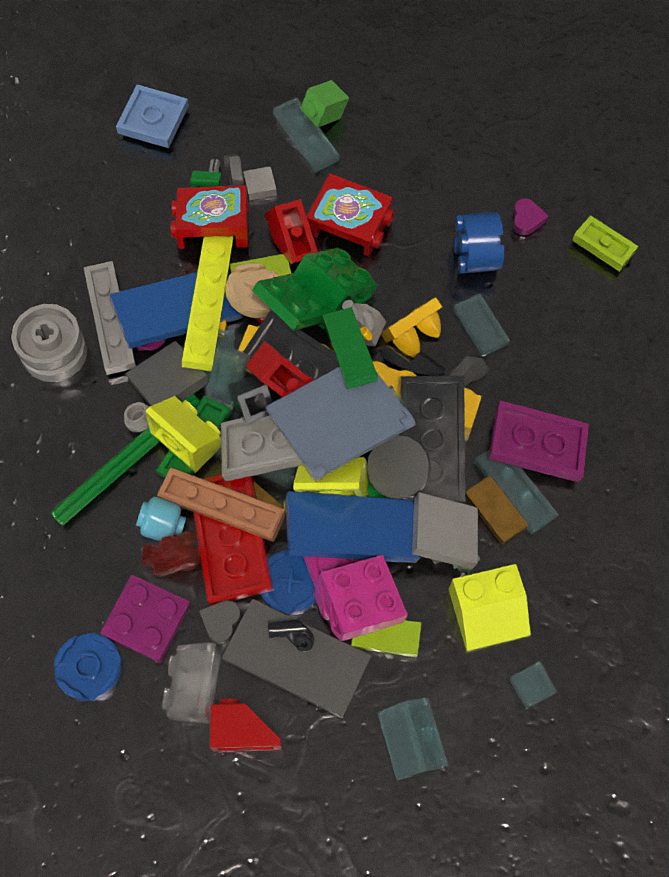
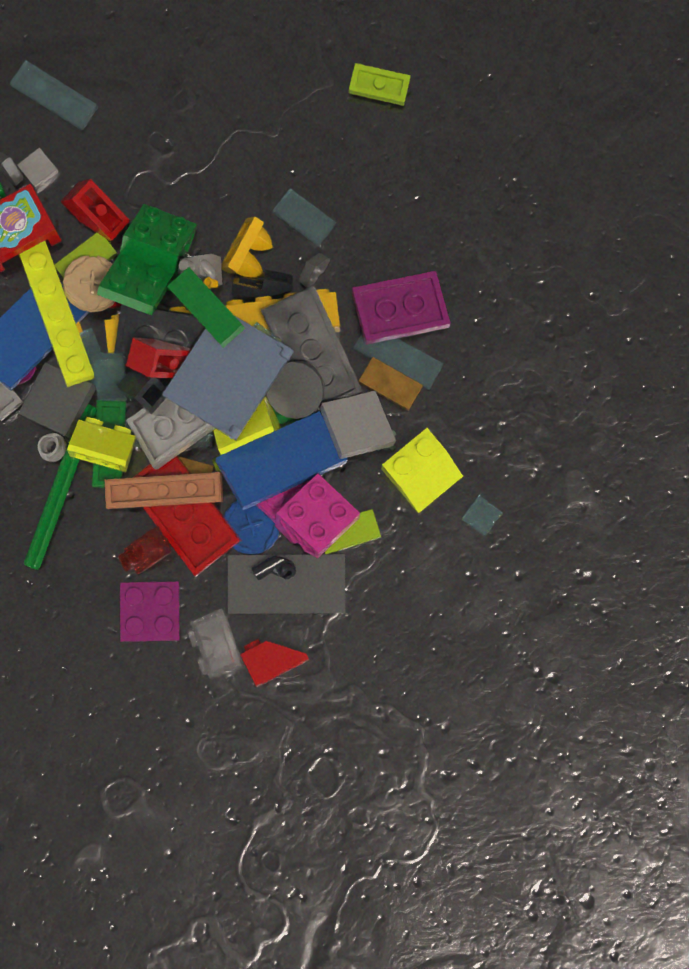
camera: 25 degrees left, 15 degrees up
(88, 667) = (124, 671): blue tile -> none
(160, 518) = (119, 527): medium azure head -> none
(220, 620) = (210, 584): dark grey tile -> none
(324, 103) = (57, 58): bright green brick -> none
(351, 212) = (138, 163): panel -> none
(412, 738) = (406, 602): clear light blue panel -> none
(479, 242) = (268, 142): blue brick -> none
(528, 217) = (299, 88): magenta tile -> none

